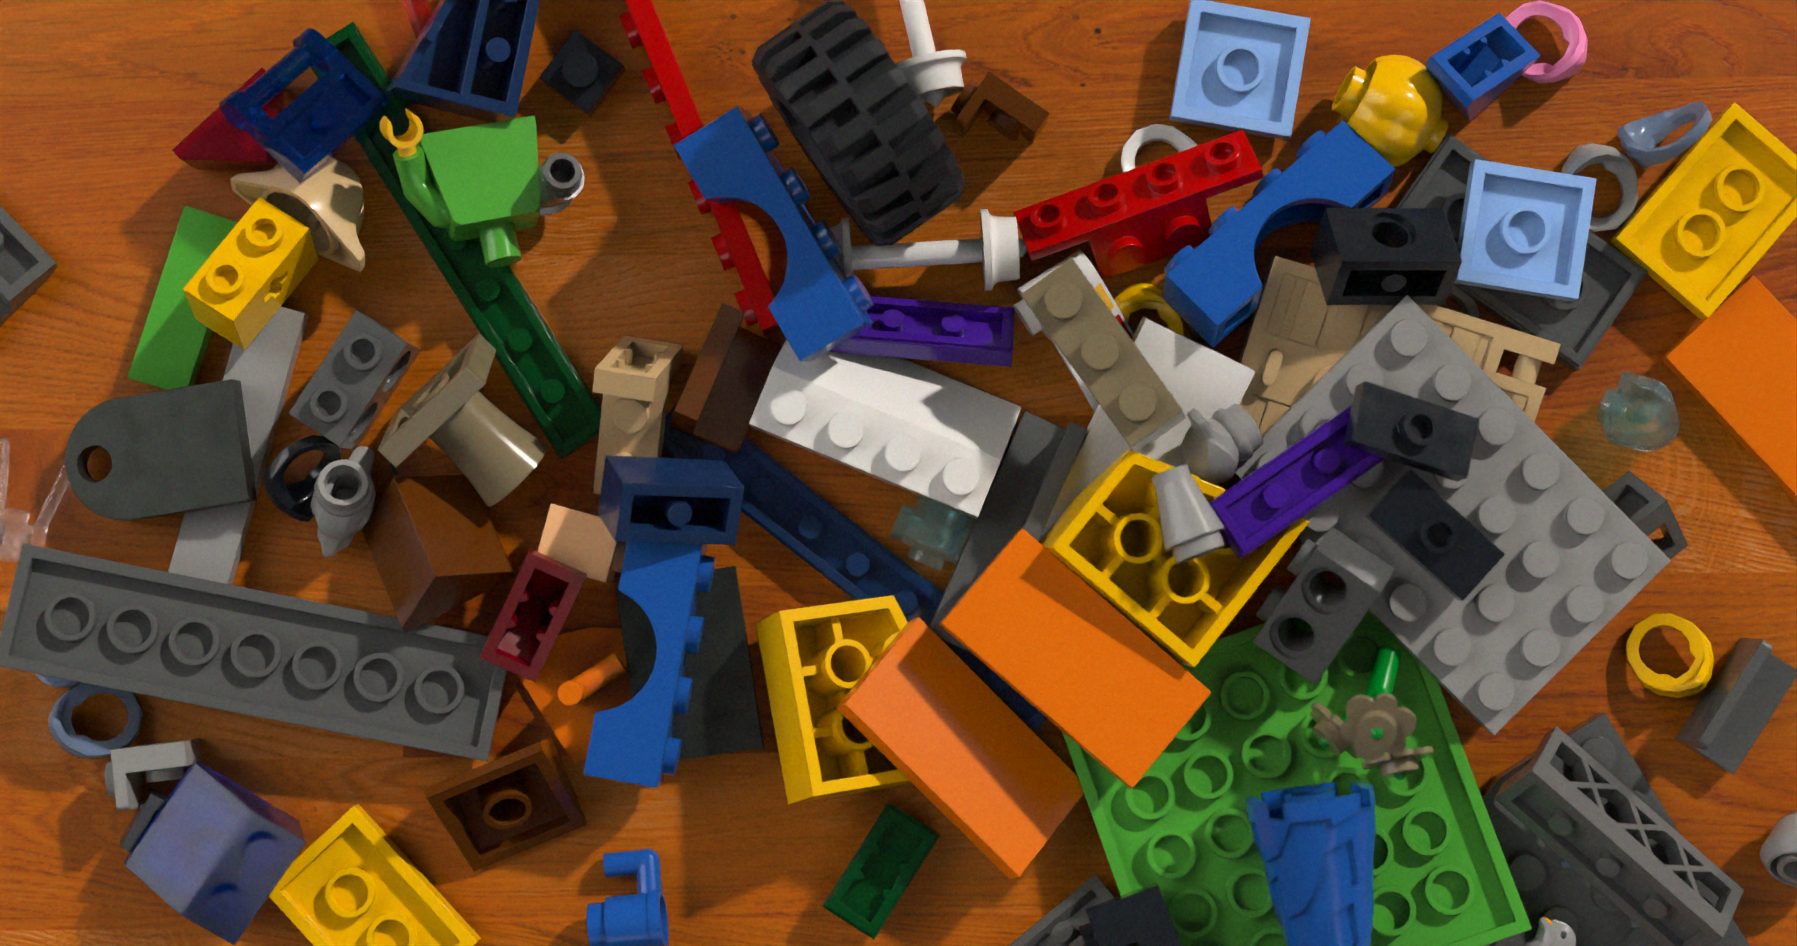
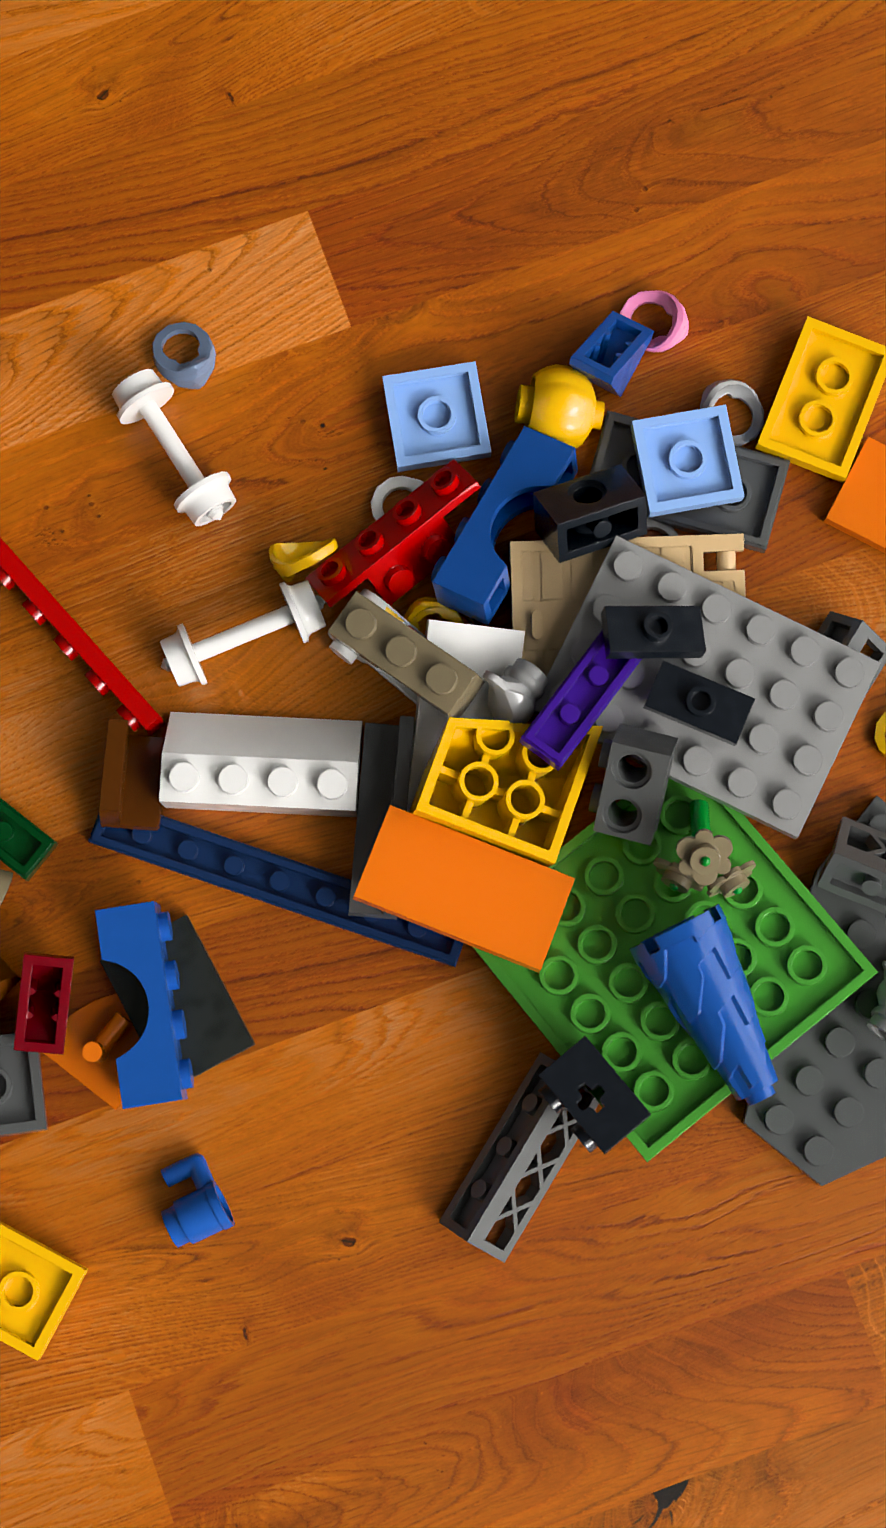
camera: 25 degrees left, 5 degrees down
(508, 804) = (73, 1156): reddish brown slope -> none
(582, 543) = (65, 934): light nougat brick -> none
(634, 400) = (70, 829): tan bracket -> none
(670, 500) = (118, 878): dark blue brick -> none
(809, 668) = (312, 984): yellow wedge -> none
(817, 301) = (176, 690): blue arch -> none
(859, 122) = (164, 547): black tyre -> none
(881, 870) = (376, 1106): dark green plate -> none
(931, 532) = (326, 836): clear light blue plate -> none
(936, 332) = (267, 688): dark purple tile -> none
(962, 748) = (405, 988): orange tile -> none
(1010, 110) = (275, 503): reddish brown bracket -> none
(1016, 184) = (295, 557): none -> yellow piece
(1186, 516) = (509, 752): light grey cone -> none
(1639, 413) = (821, 565): clear light blue plate -> none
(1642, 135) = (751, 364): sand blue piece -> none

